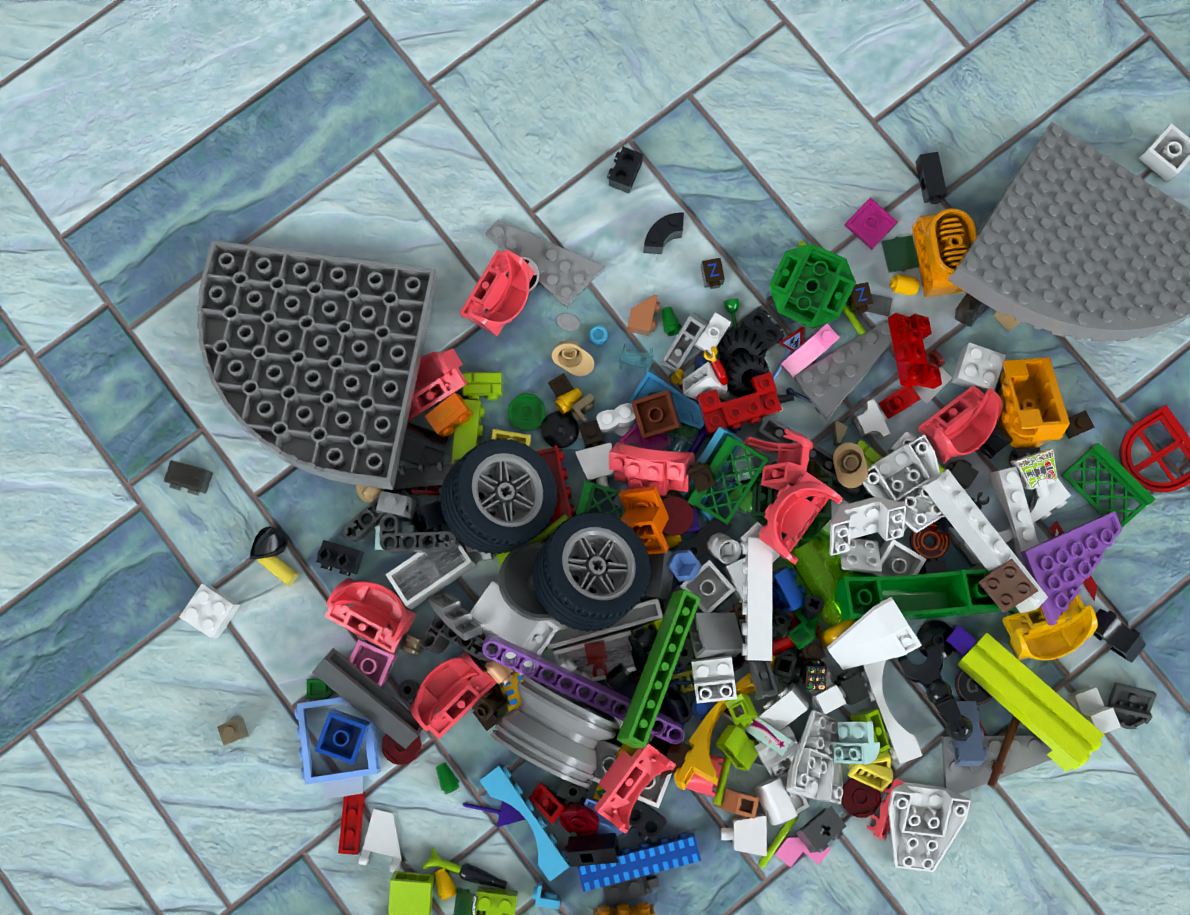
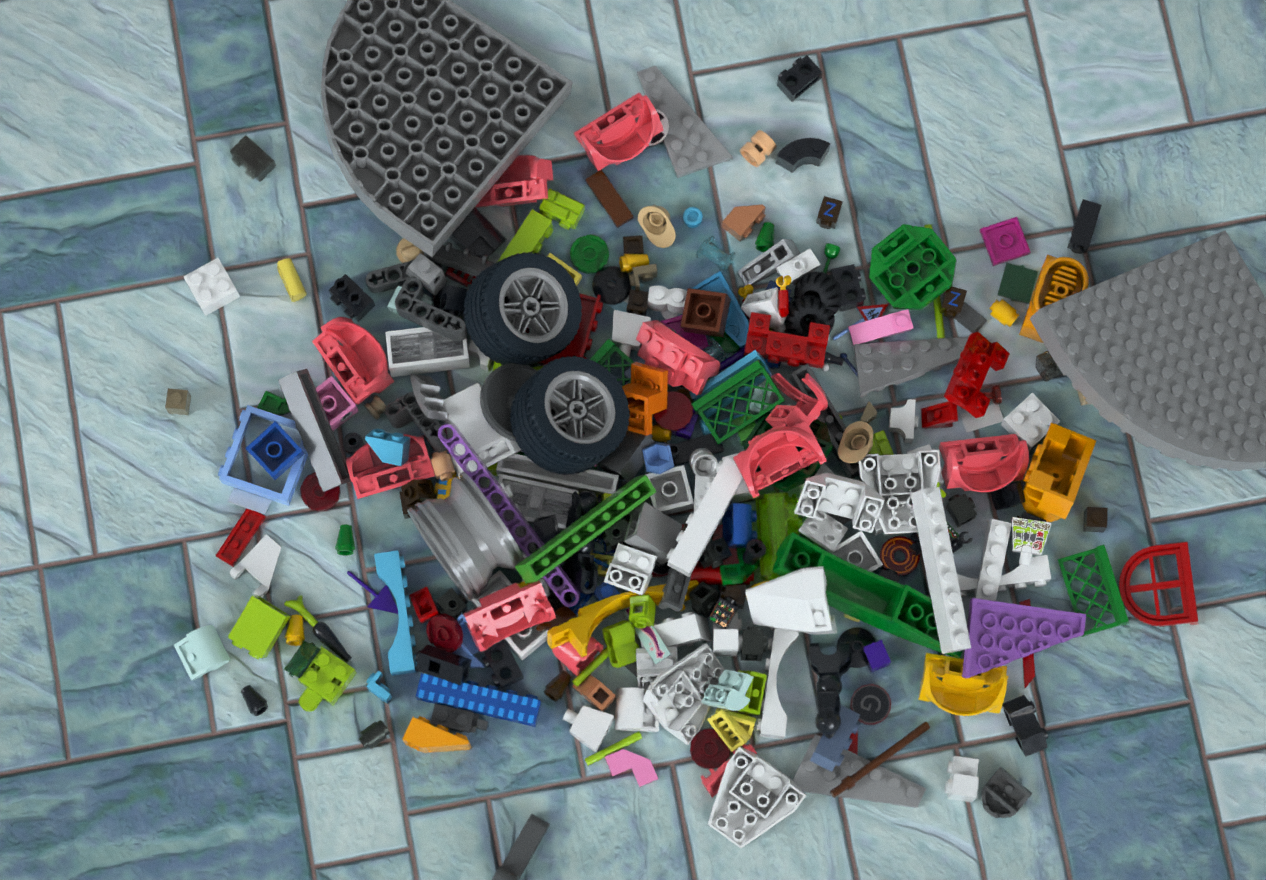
camera: 25 degrees right, 5 degrees down
(268, 543) = (295, 253): black piece -> none
(443, 678) = (389, 447): none -> medium azure slope
(449, 415) = (516, 219): orange brick -> none
(518, 355) = (609, 198): none -> reddish brown tile
(568, 322) = (671, 192): flat silver sticker -> none
(596, 655) = (536, 494): clear red plate -> none
(624, 244) = (760, 145): none -> light nougat wheel
(700, 813) = (557, 687): none -> dark brown cone
(702, 476) = (715, 385): dark brown bracket -> none
(810, 832) = (666, 748): dark grey brick -> none
(1007, 585) = (938, 617): reddish brown hinge -> none
(1032, 703) = (909, 739): neon yellow brick -> none

